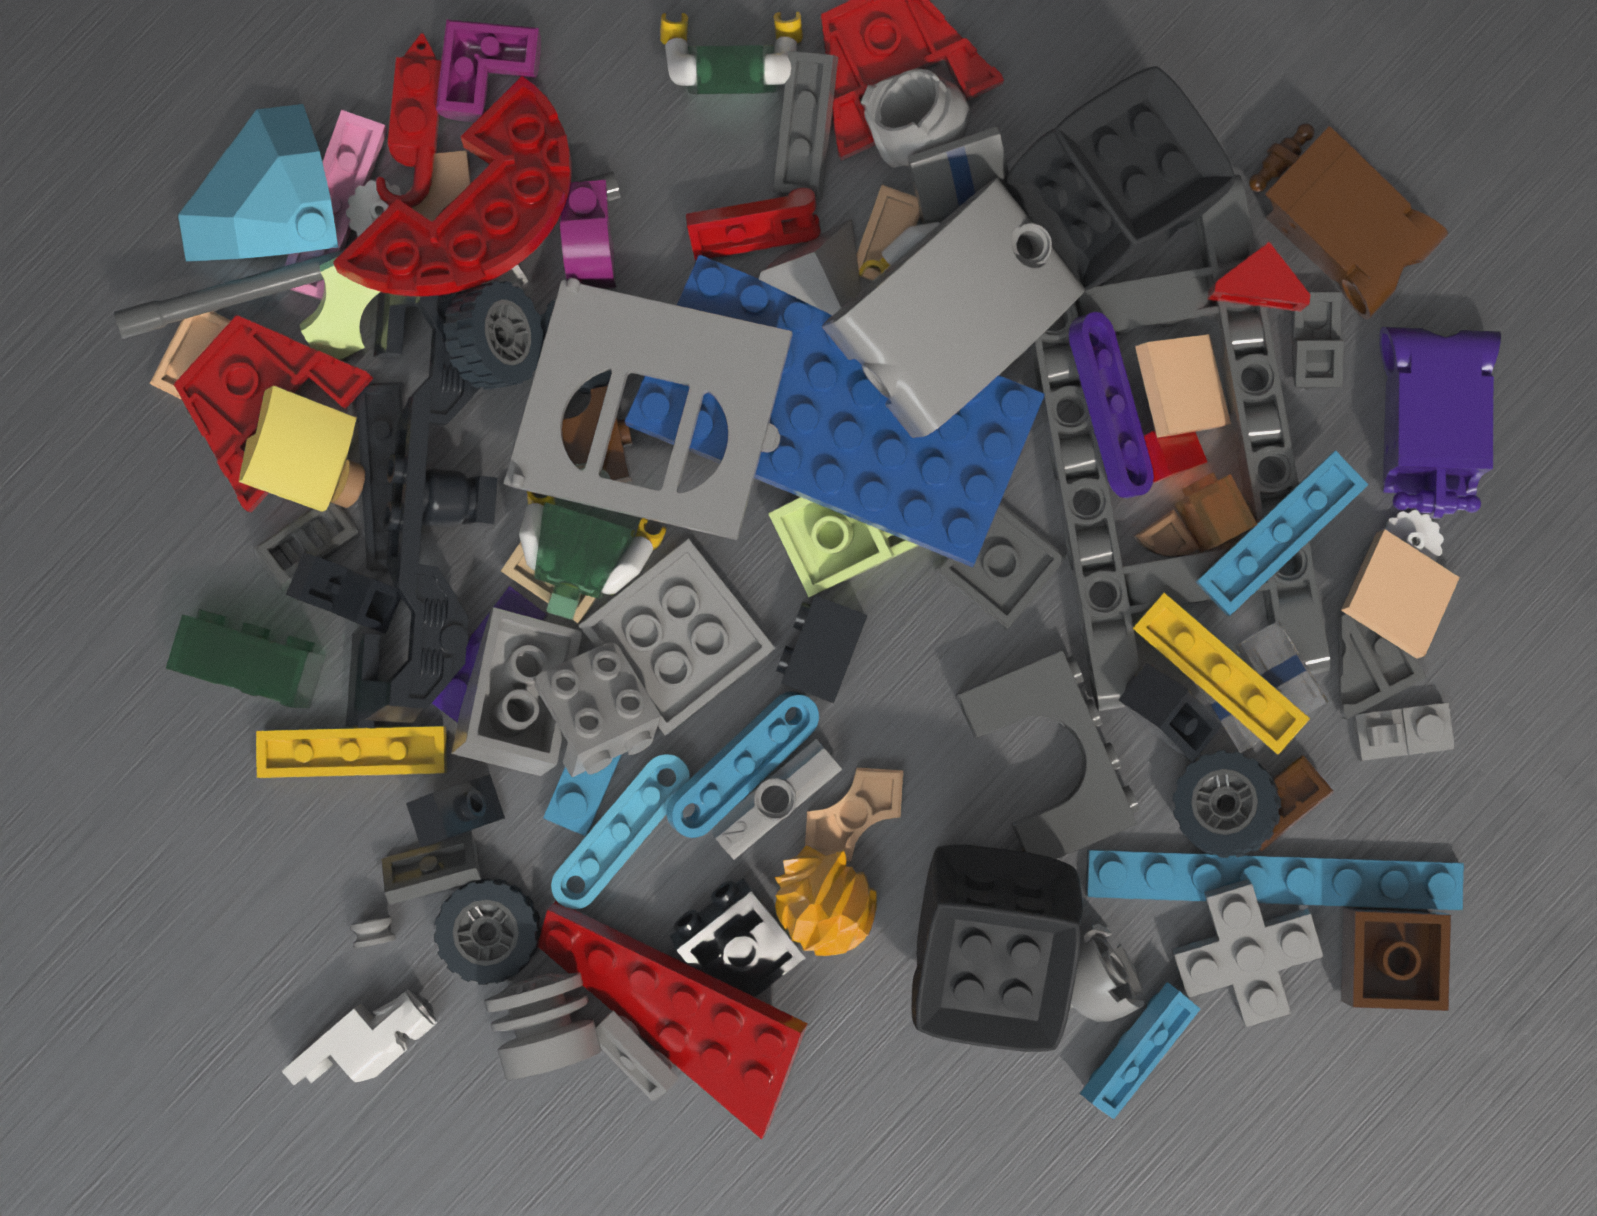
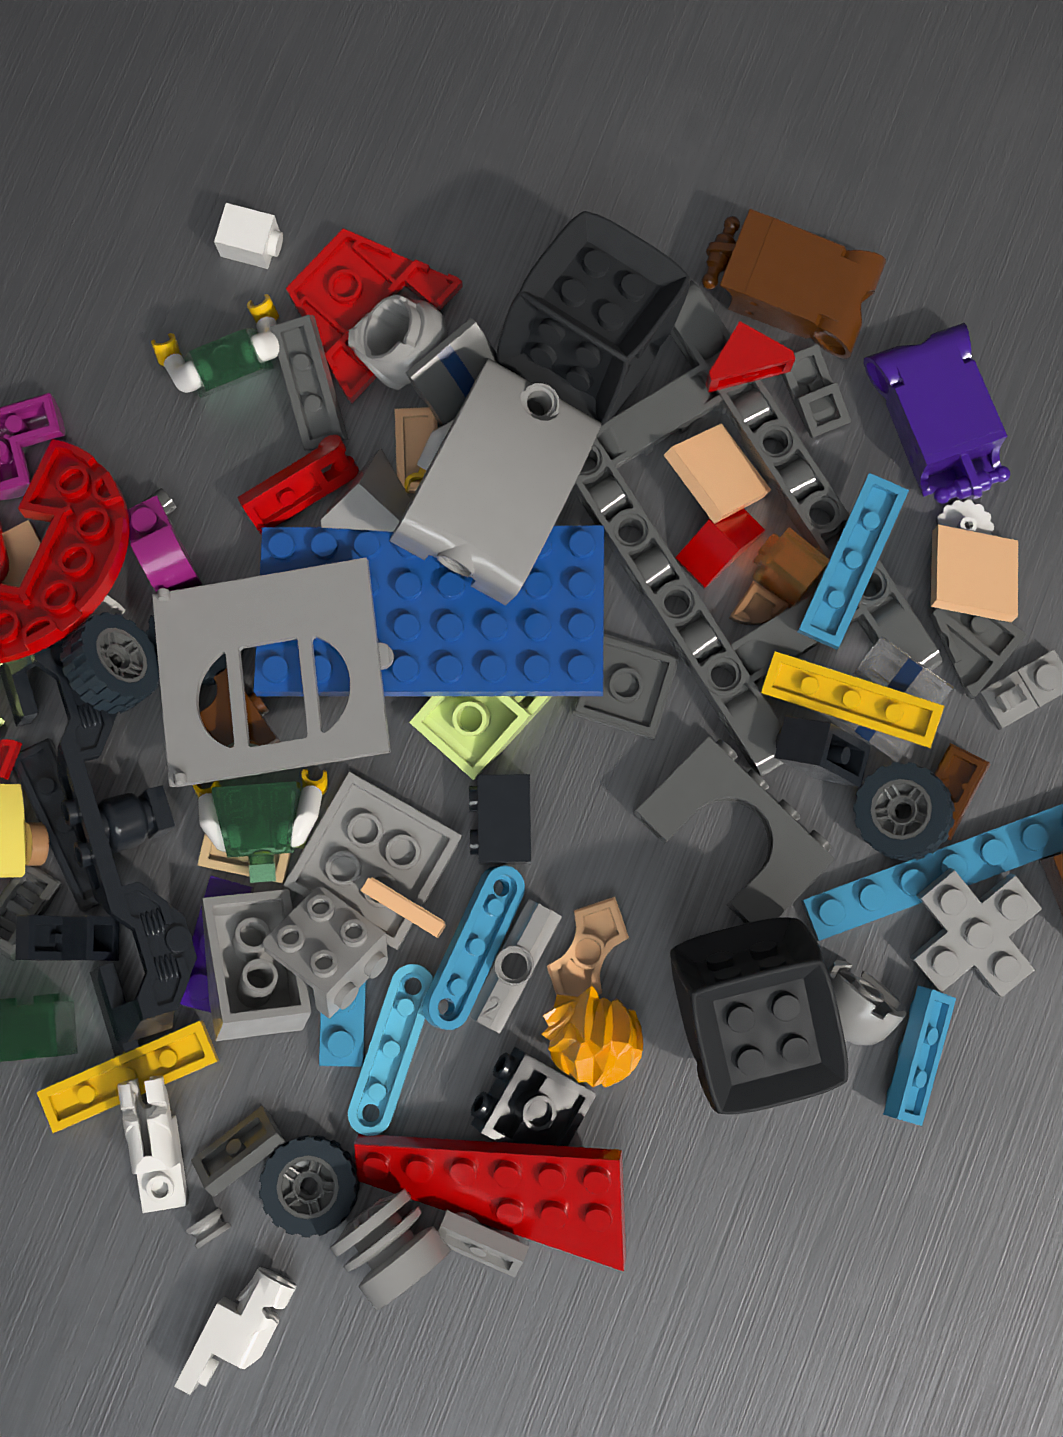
camera: 20 degrees left, 5 degrees down
(350, 830) = (153, 1145): none -> white plate
(455, 810) = (238, 1090): black brick -> none
(689, 697) = (403, 907): none -> light nougat tile
(1111, 405) = (663, 512): dark purple plate -> none

